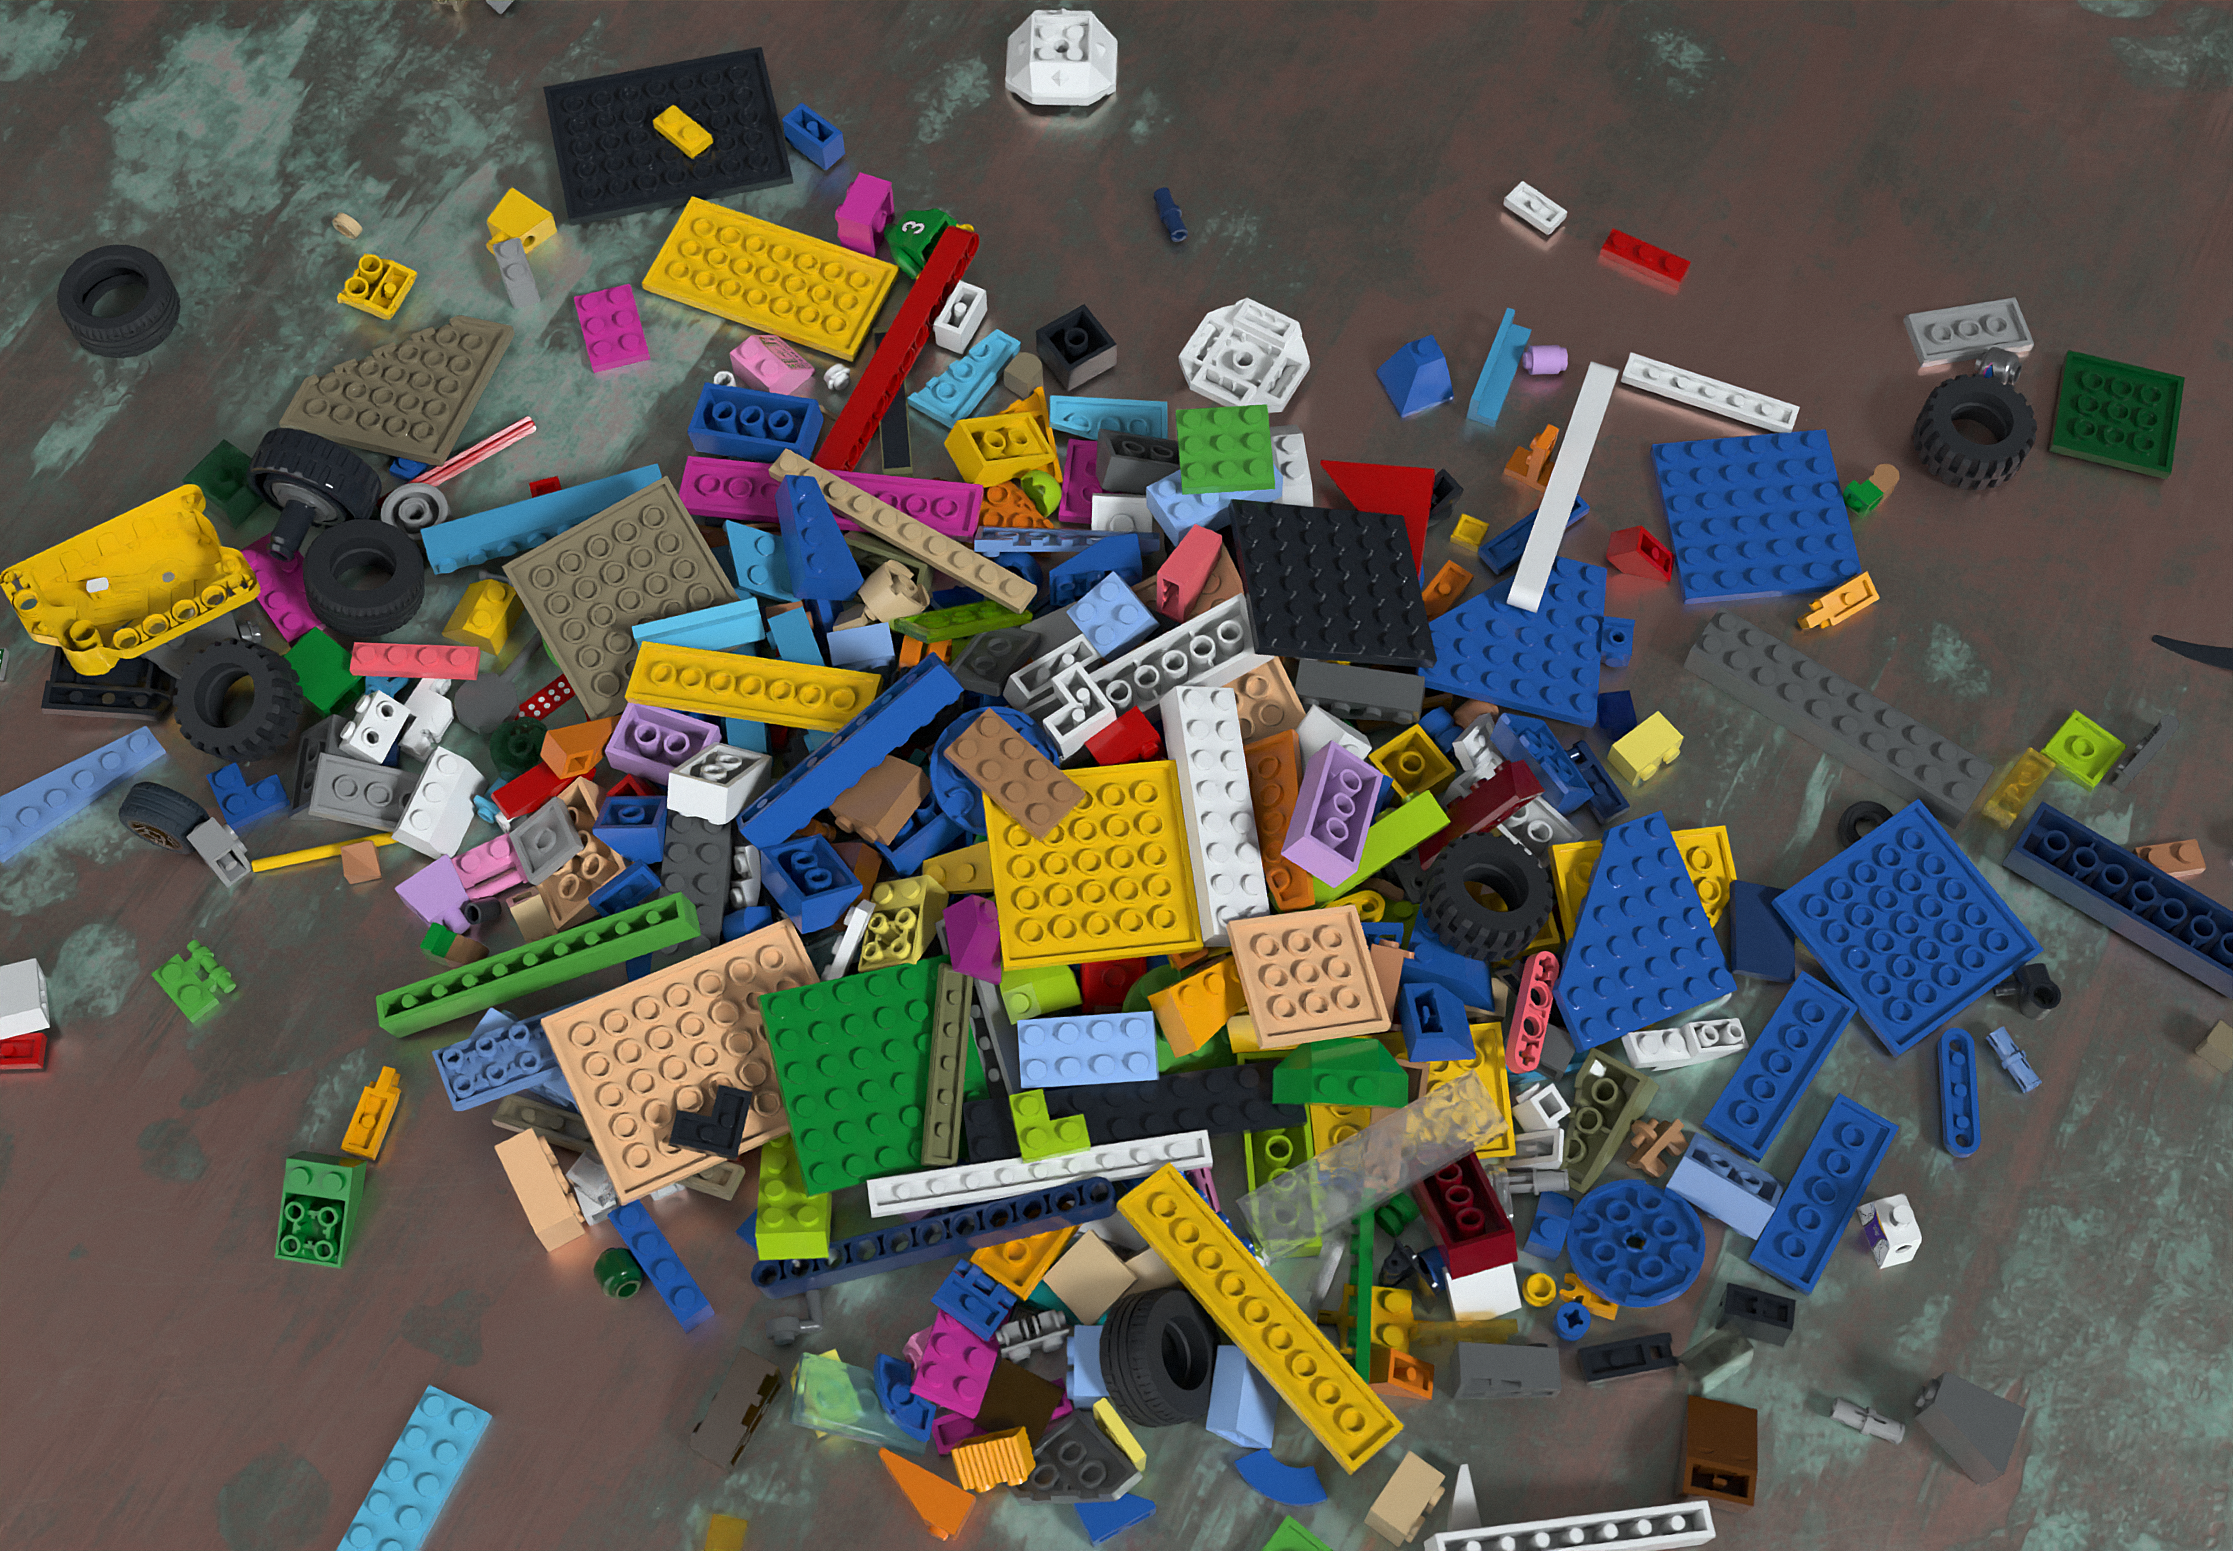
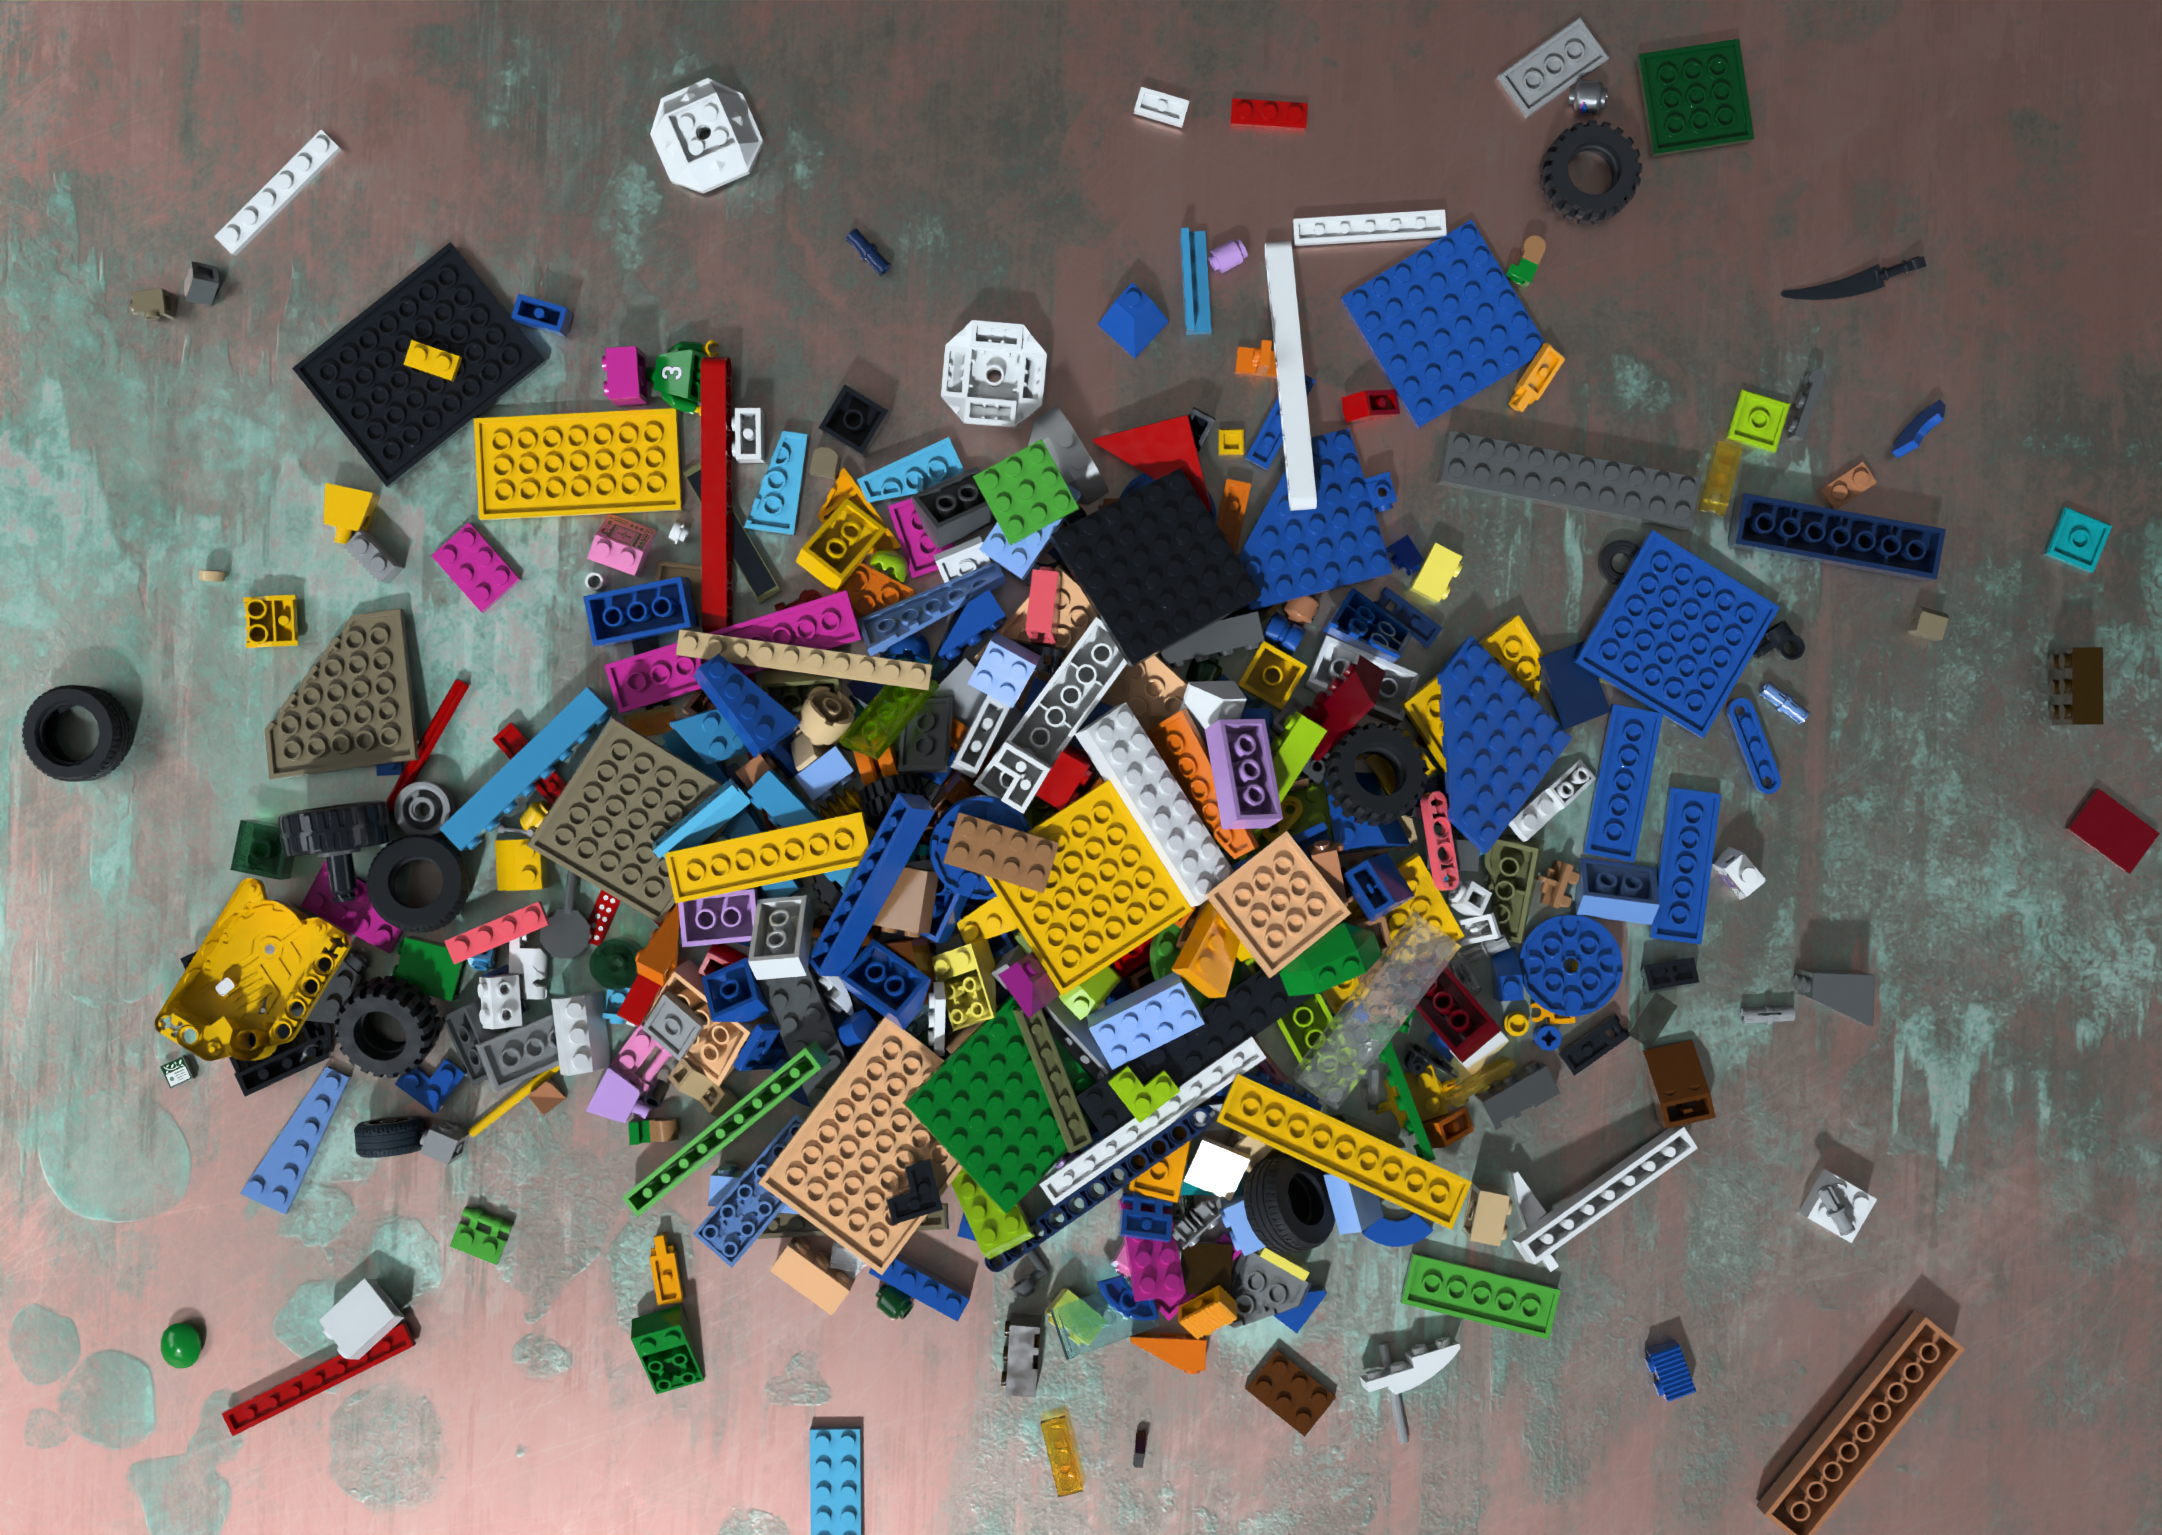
camera: 25 degrees left, 25 degrees up
(1474, 742) = (1312, 636): white plate -> none

